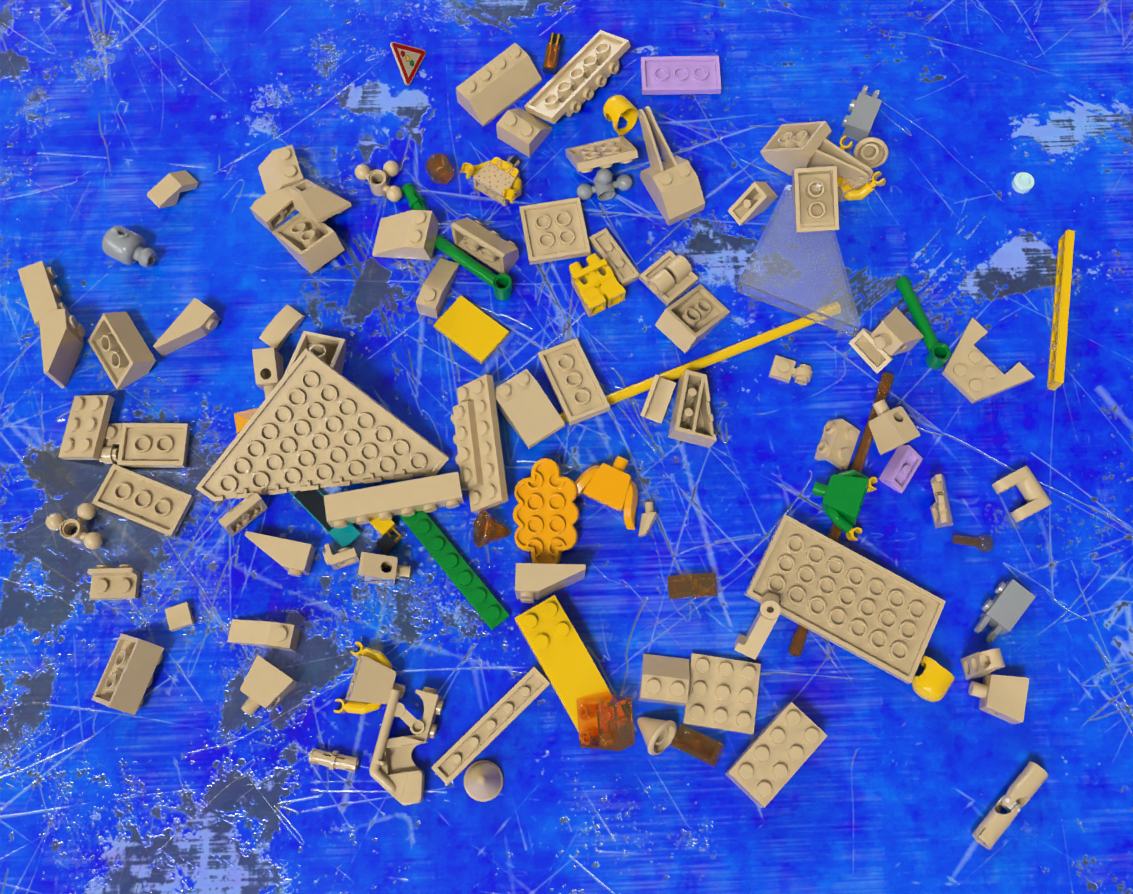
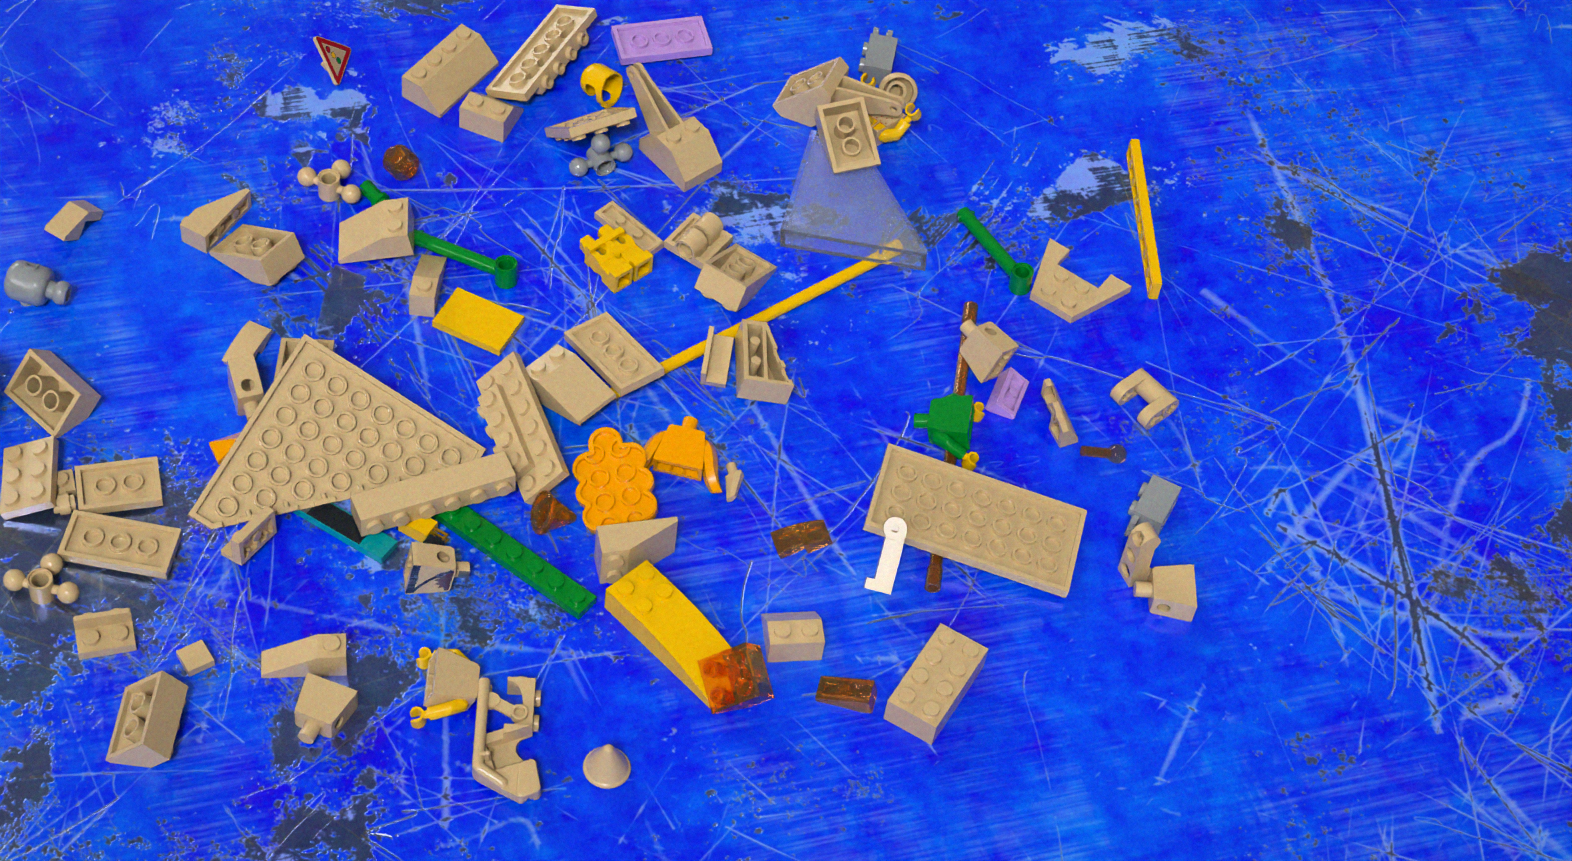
camera: 20 degrees left, 20 degrees down
(189, 326) = (133, 358): tan slope -> none
(280, 169) = (205, 183): tan slope -> none
(290, 554) = (312, 571): tan slope -> none
(317, 201) = (261, 207): tan slope -> none
(333, 760) = (424, 772): tan pin -> none
(343, 558) = (382, 568): tan bracket -> none
(484, 245) = (474, 231): tan slope -> none
(490, 726) = (602, 709): tan plate -> none
(496, 178) = (471, 165): torso -> none
(552, 53) = (506, 34): clear orange piece -> none
(554, 231) = (552, 210): tan plate -> none
(657, 733) = (798, 684): tan hat -> none
(722, 694) = (862, 639): tan plate -> none
(752, 202) = (776, 155): tan slope -> none
(783, 370) = (853, 315): tan plate -> none
(837, 443) = (930, 376): tan bracket -> none
(865, 347) = (945, 283): tan slope -> none
(896, 334) = (966, 260): tan torso -> none
(933, 682) = (1090, 584): yellow helmet -> none
(1016, 797) = (1203, 693): tan piece -> none
(1023, 182) = (1073, 104): light aqua tile -> none

